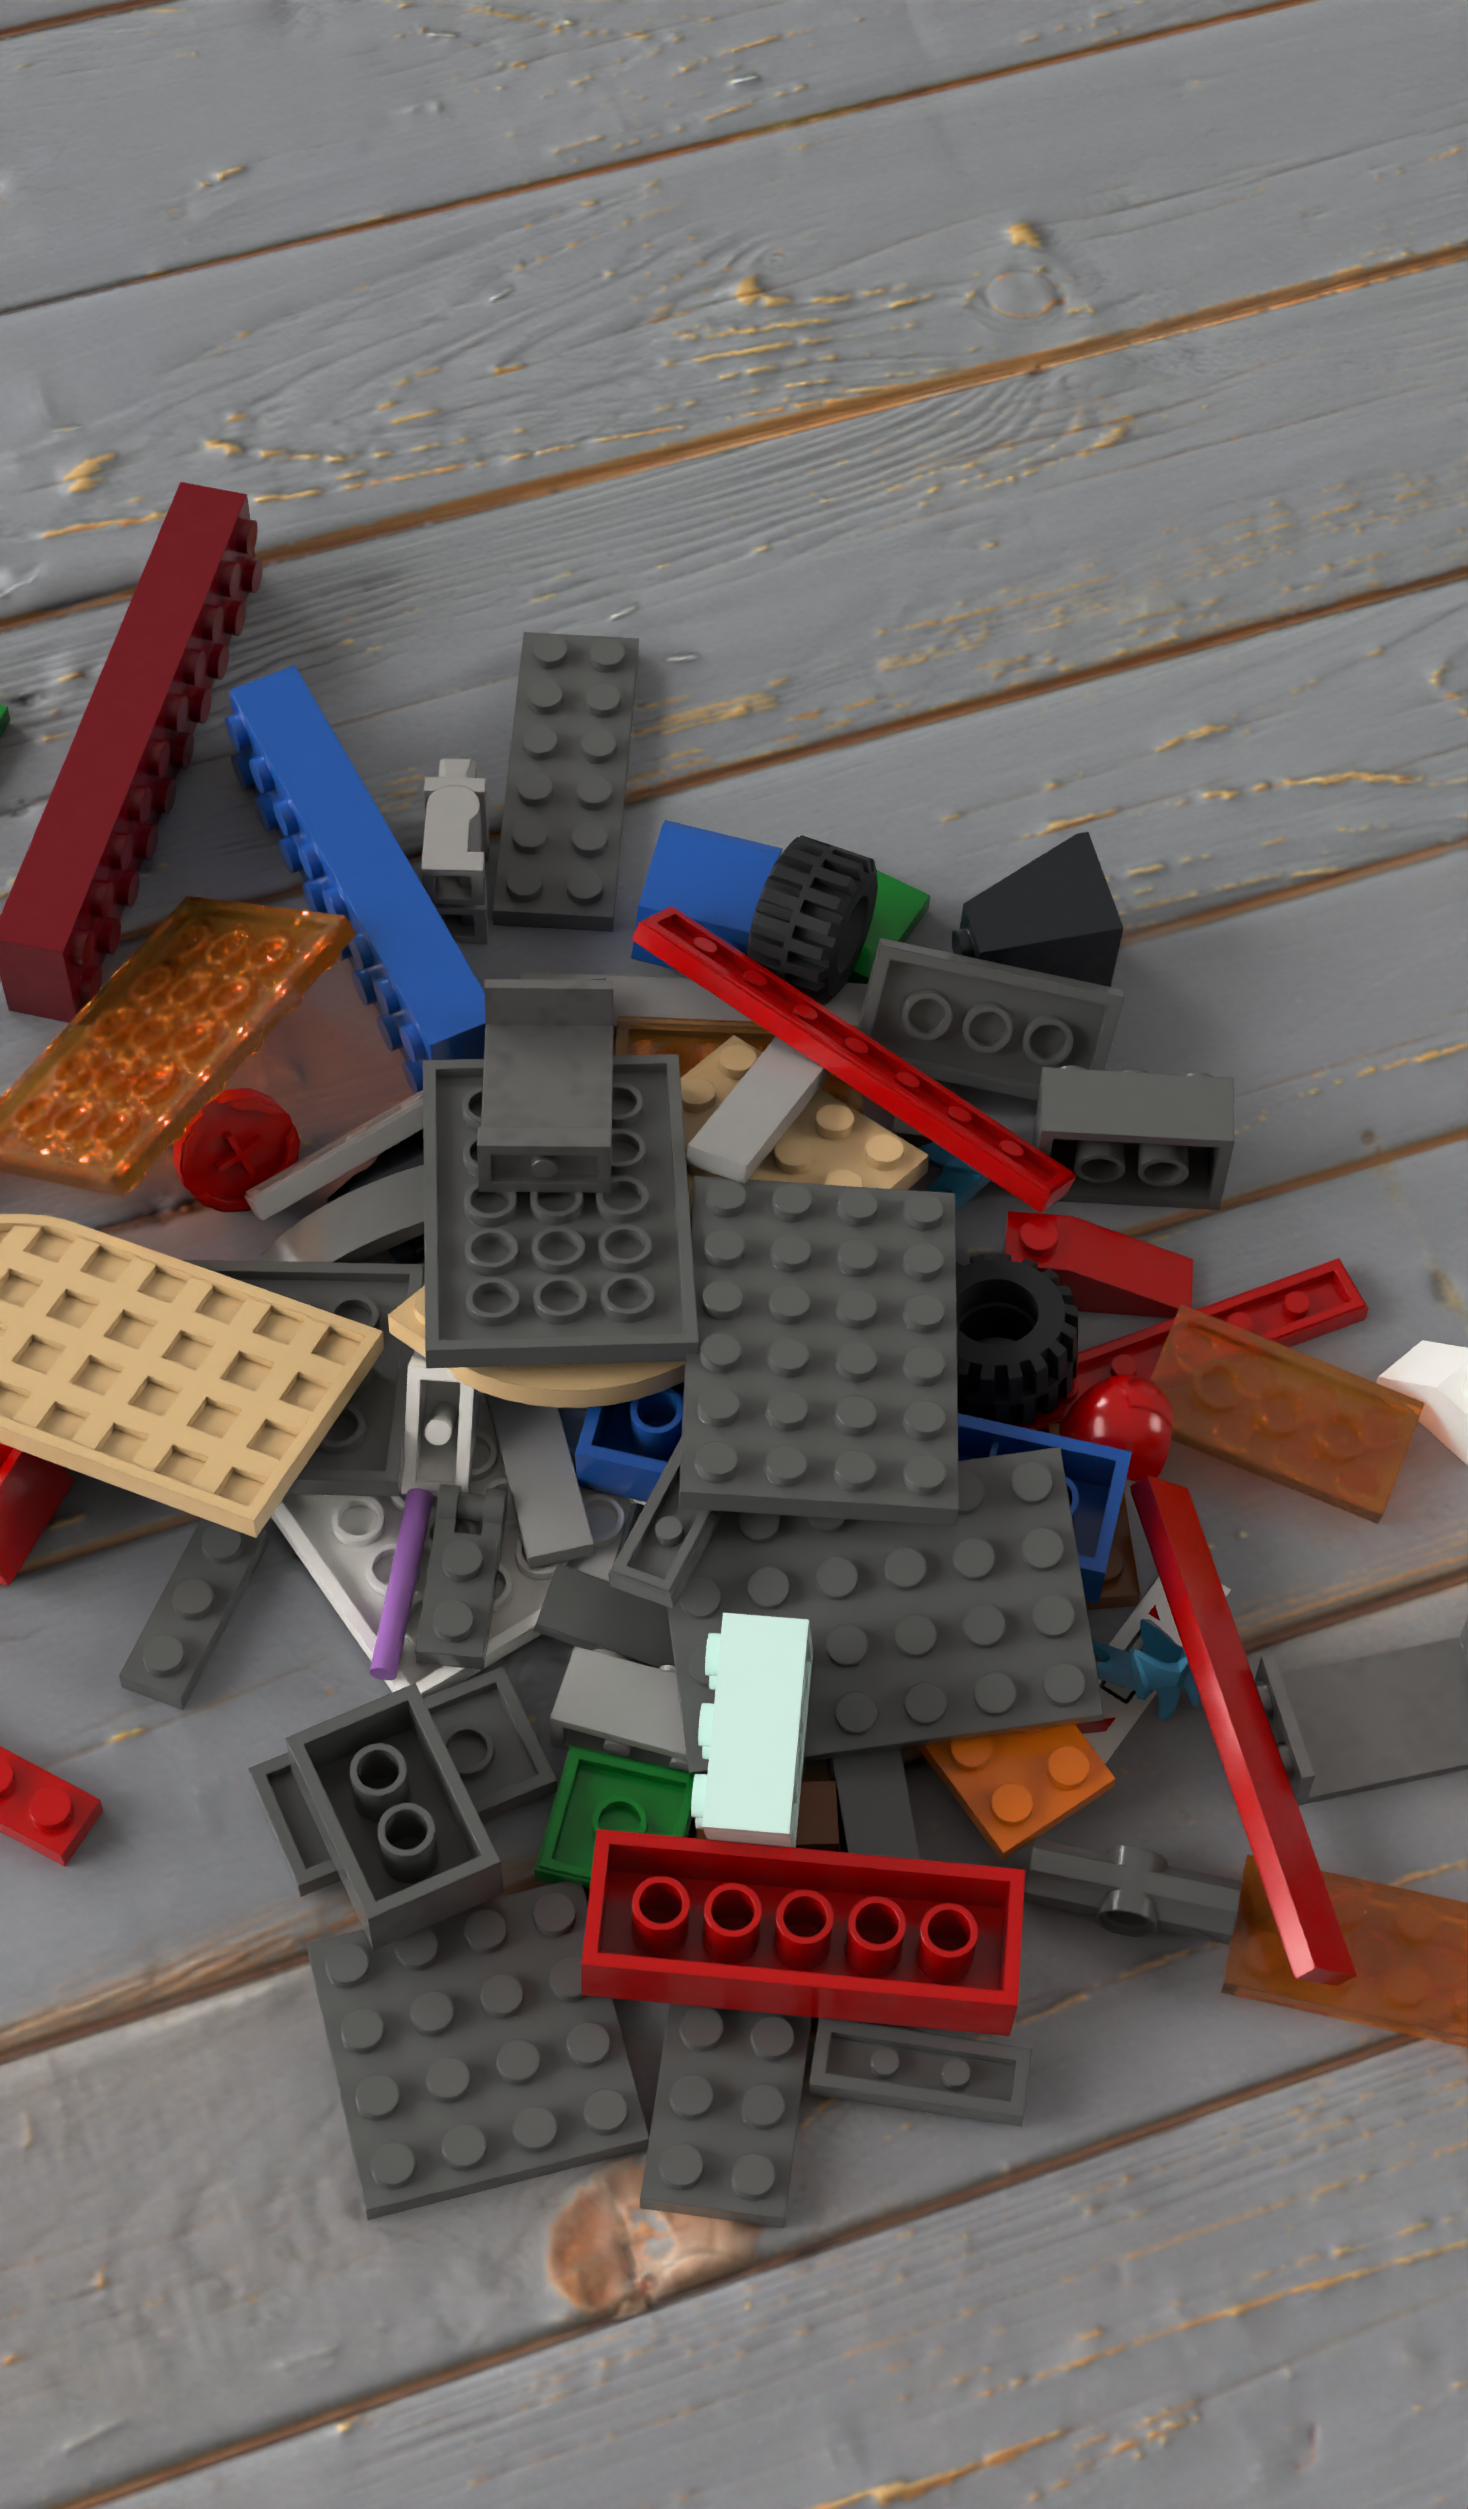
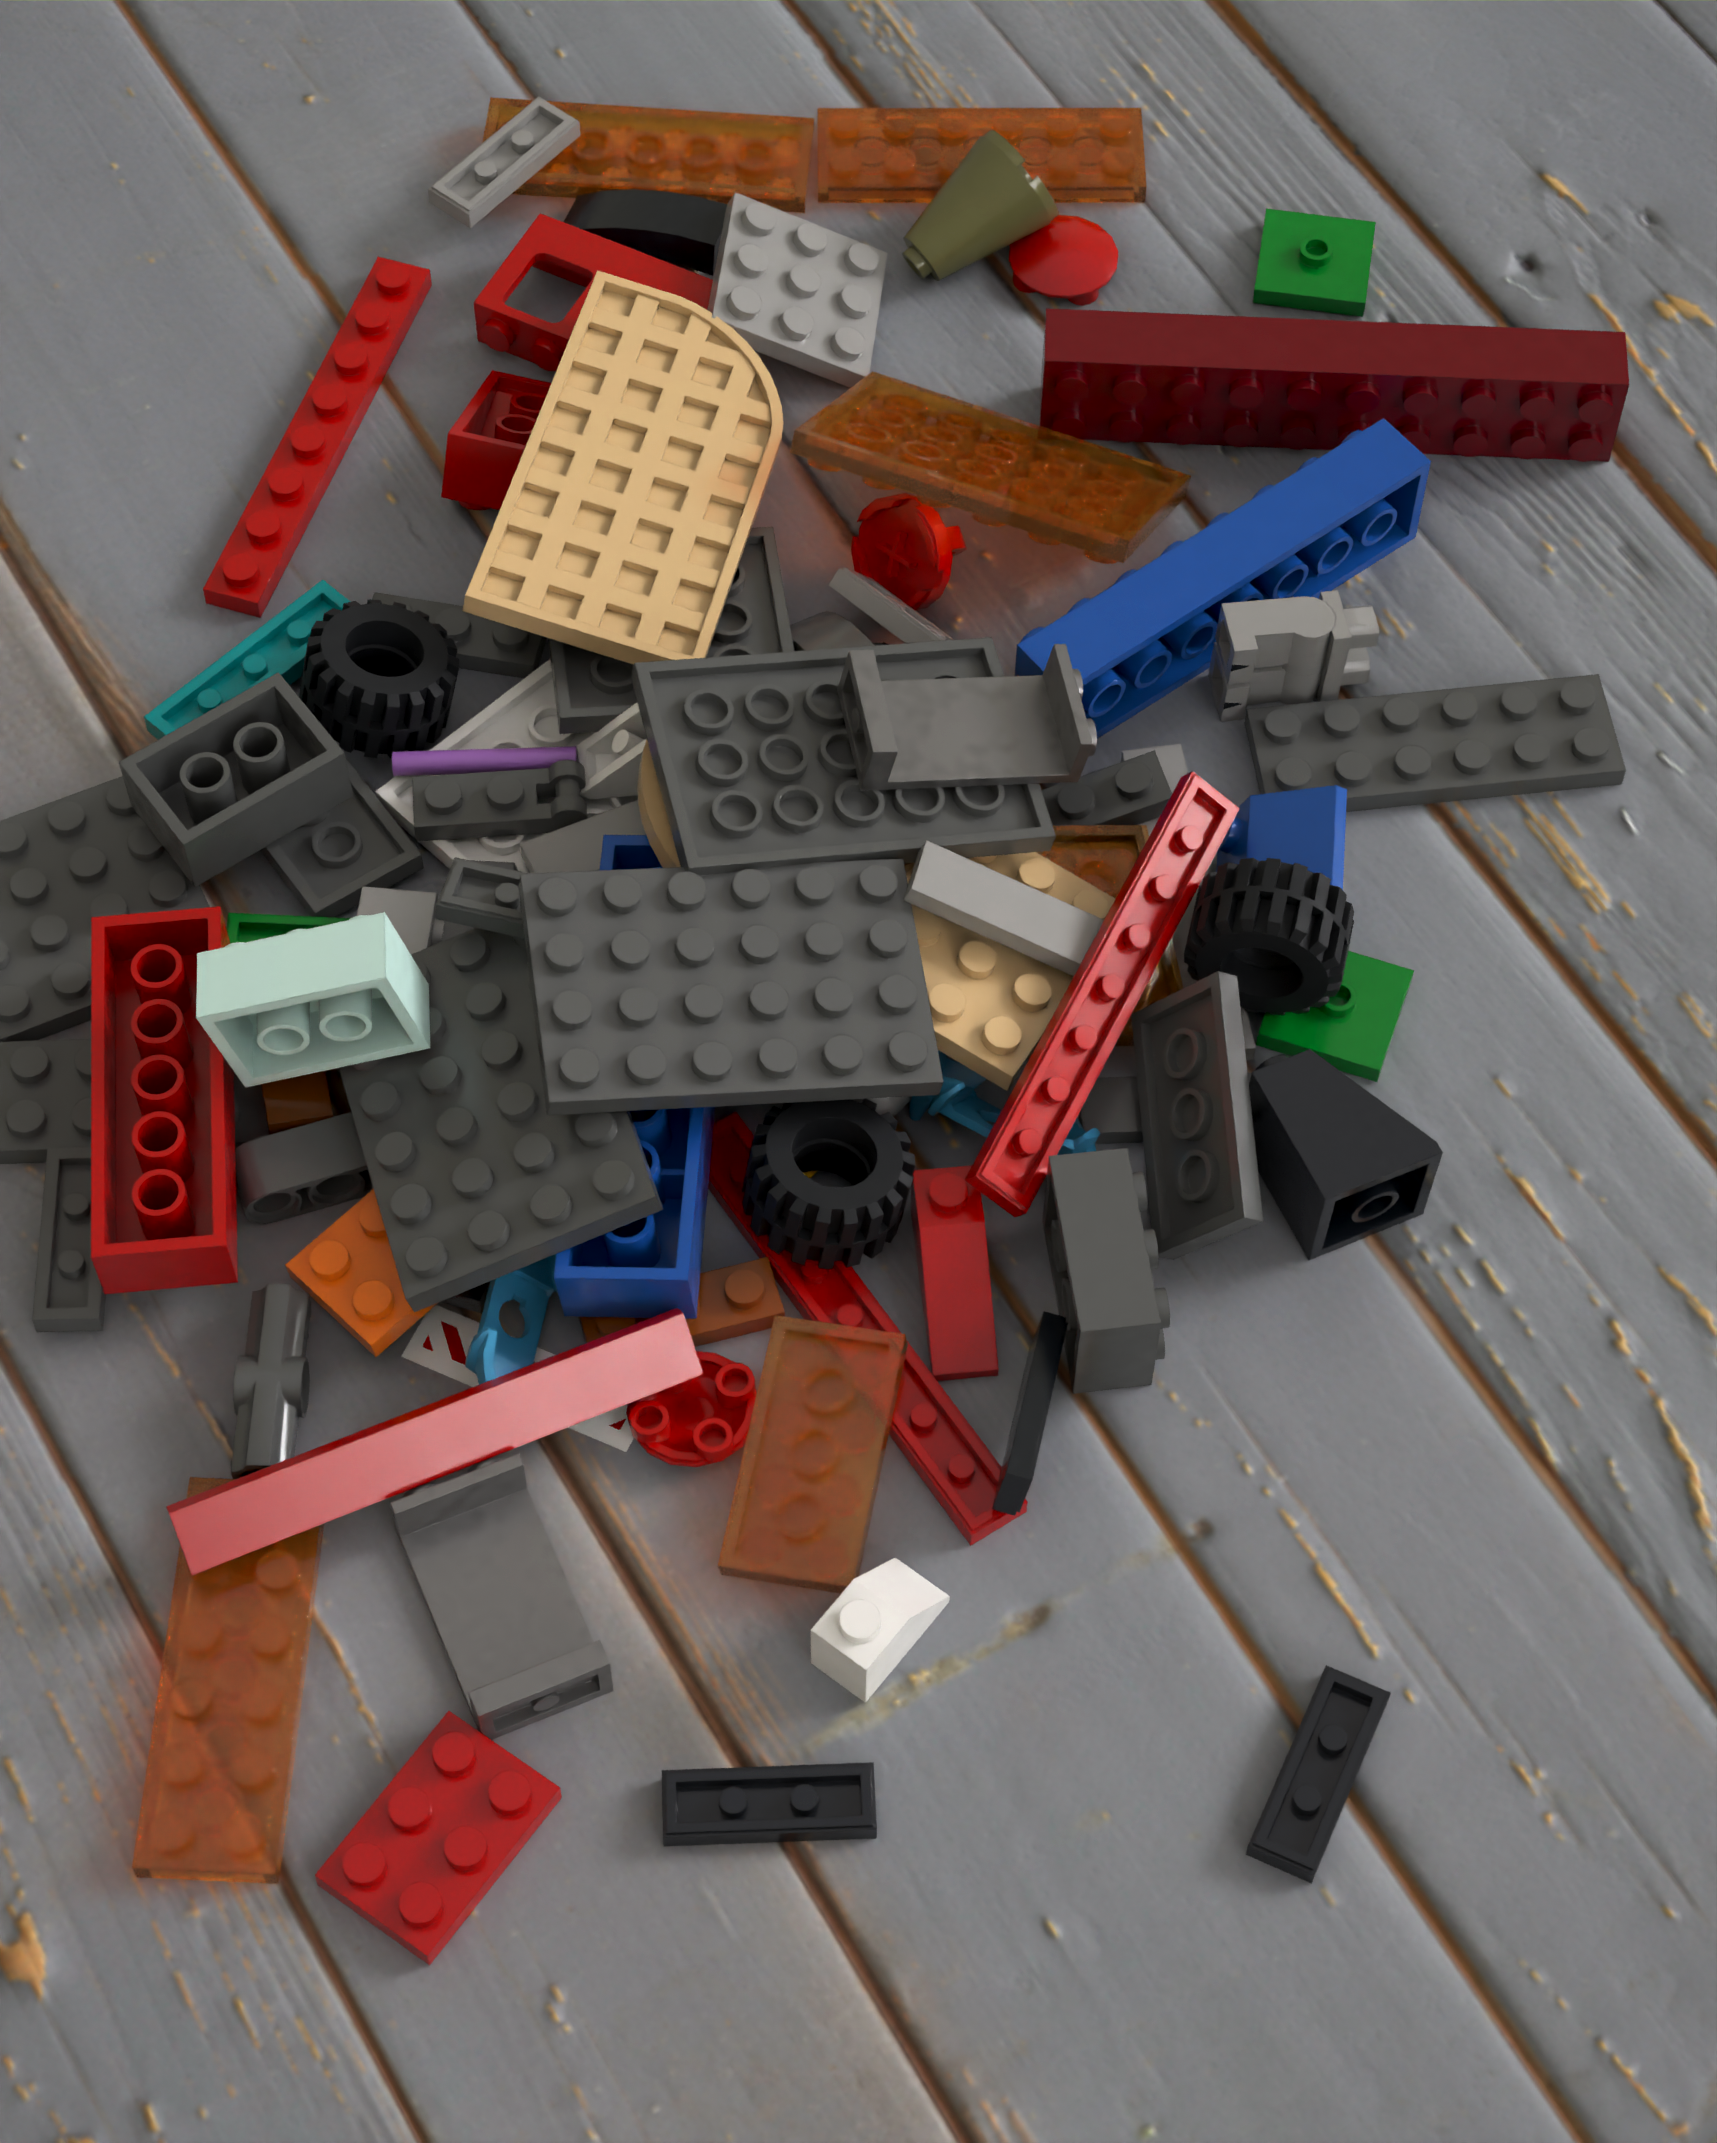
camera: 80 degrees right, 0 degrees up
(199, 1813) = (270, 649): none -> teal plate
(263, 1630) = (379, 677): none -> black tyre
(1125, 1415) = (750, 1296): red helmet -> none
(1228, 1505) = (698, 1418): none -> red dish
(1263, 1229) = (1030, 1414): none -> black tile

